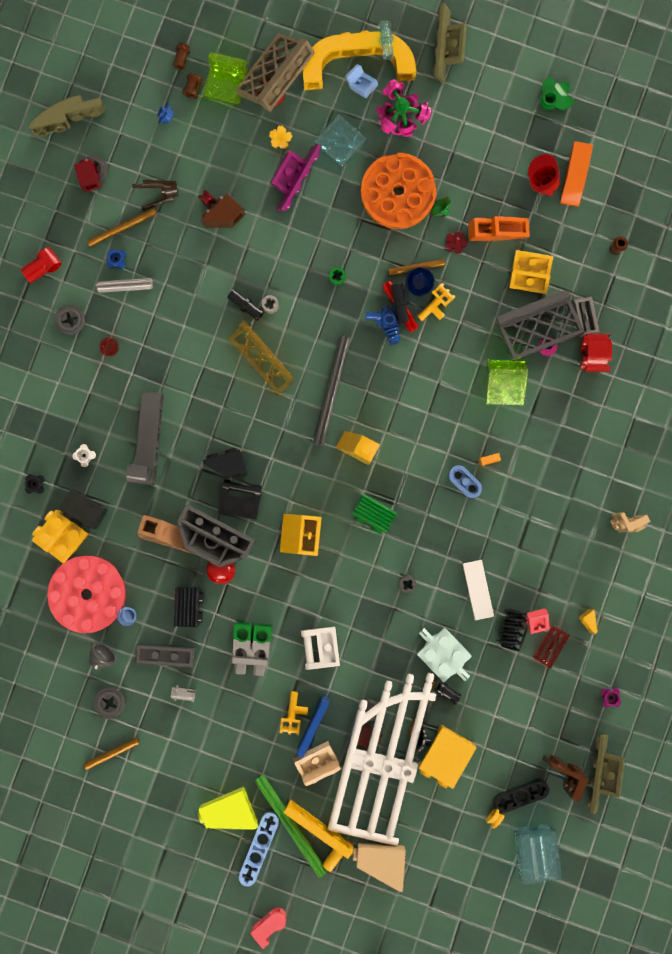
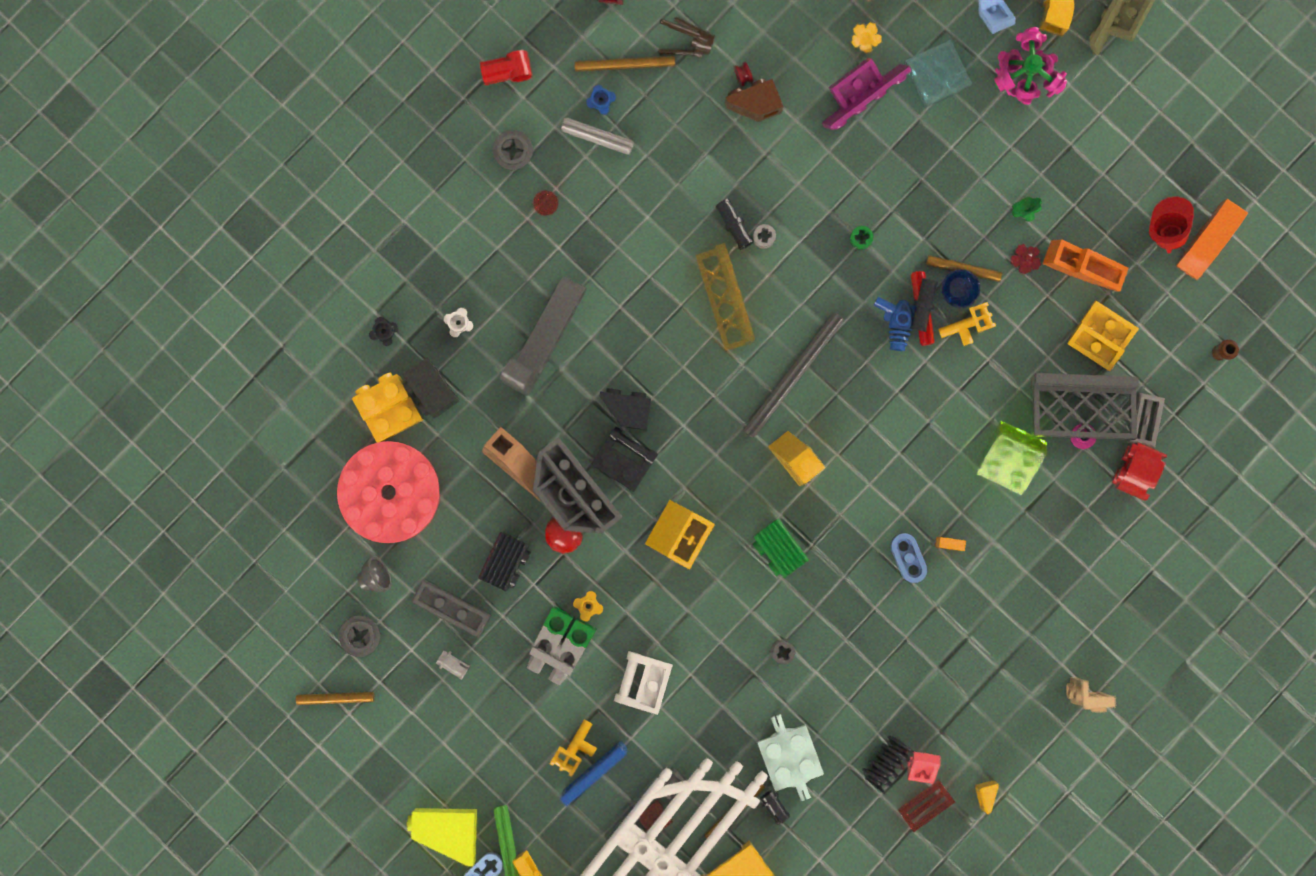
camera: 25 degrees right, 0 degrees up
(126, 616) = (425, 540): medium blue plate -> none
(254, 612) = (595, 608): none -> yellow plate
(317, 764) = (578, 821): tan bracket -> none
(398, 210) = (1008, 160): orange plate -> none
(423, 740) = (719, 851): black plant -> none
(478, 590) = (866, 697): white tile -> none
(557, 94) = (1231, 128): green plate -> none

